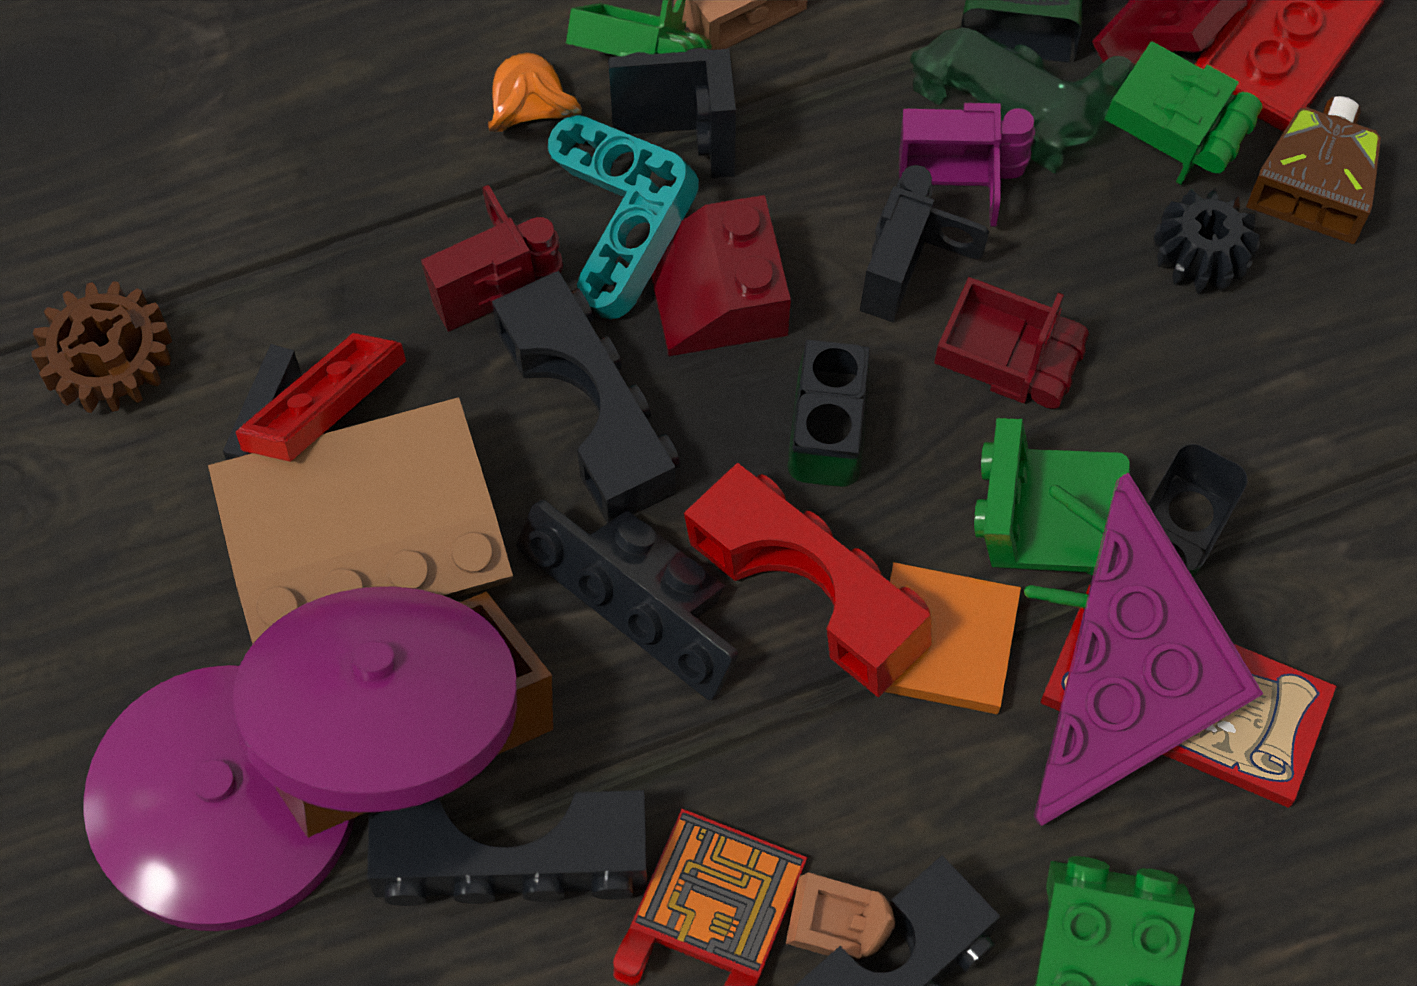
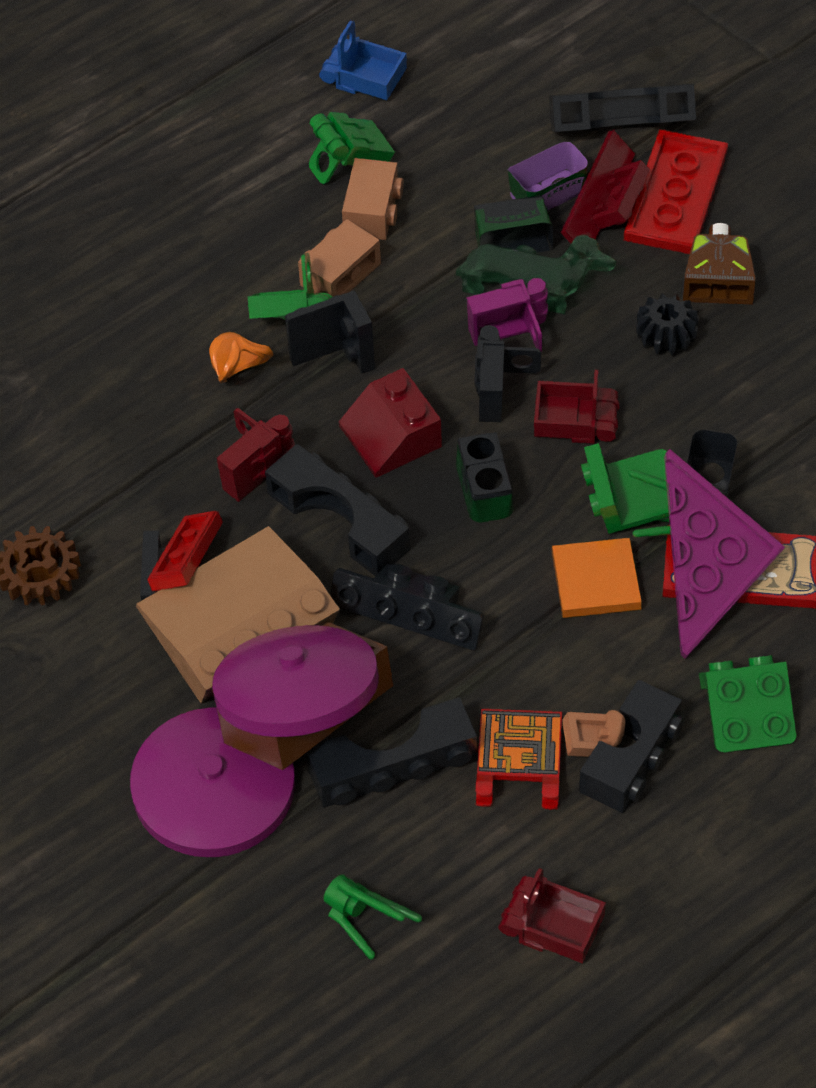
camera: 15 degrees left, 10 degrees down
(642, 203) = (328, 393): teal beam -> none
(752, 529) = (467, 549): red arch -> none
(1184, 110) = (629, 253): green piece -> none

